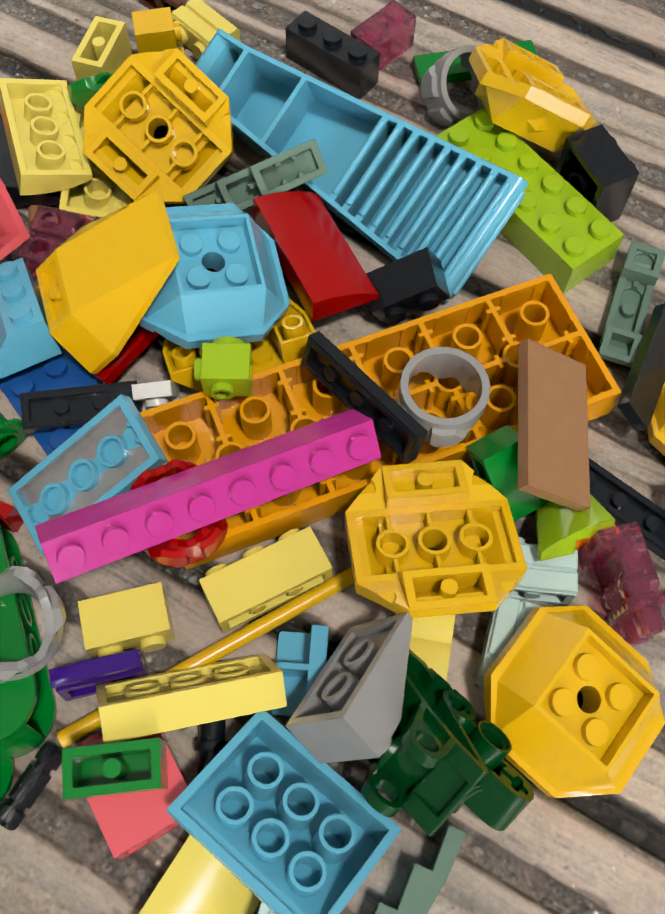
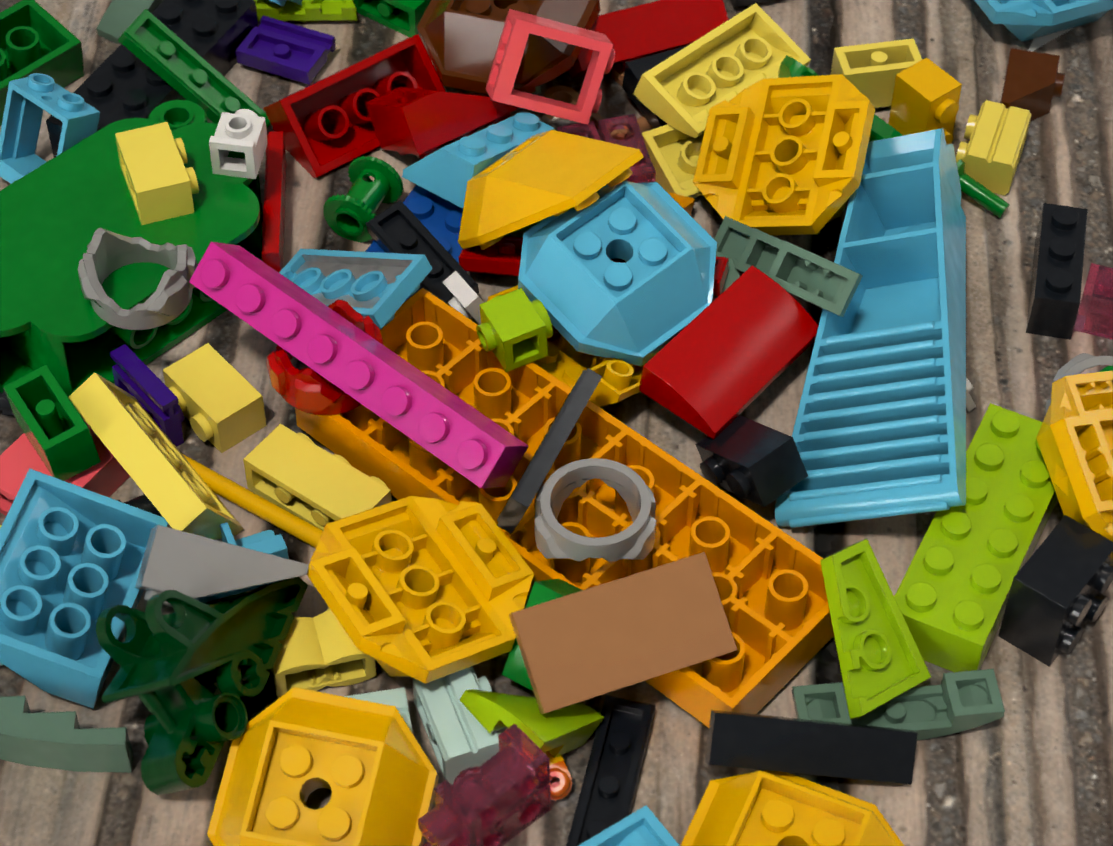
camera: 65 degrees right, 15 degrees down
(591, 285) = (869, 631): none -> lime wing

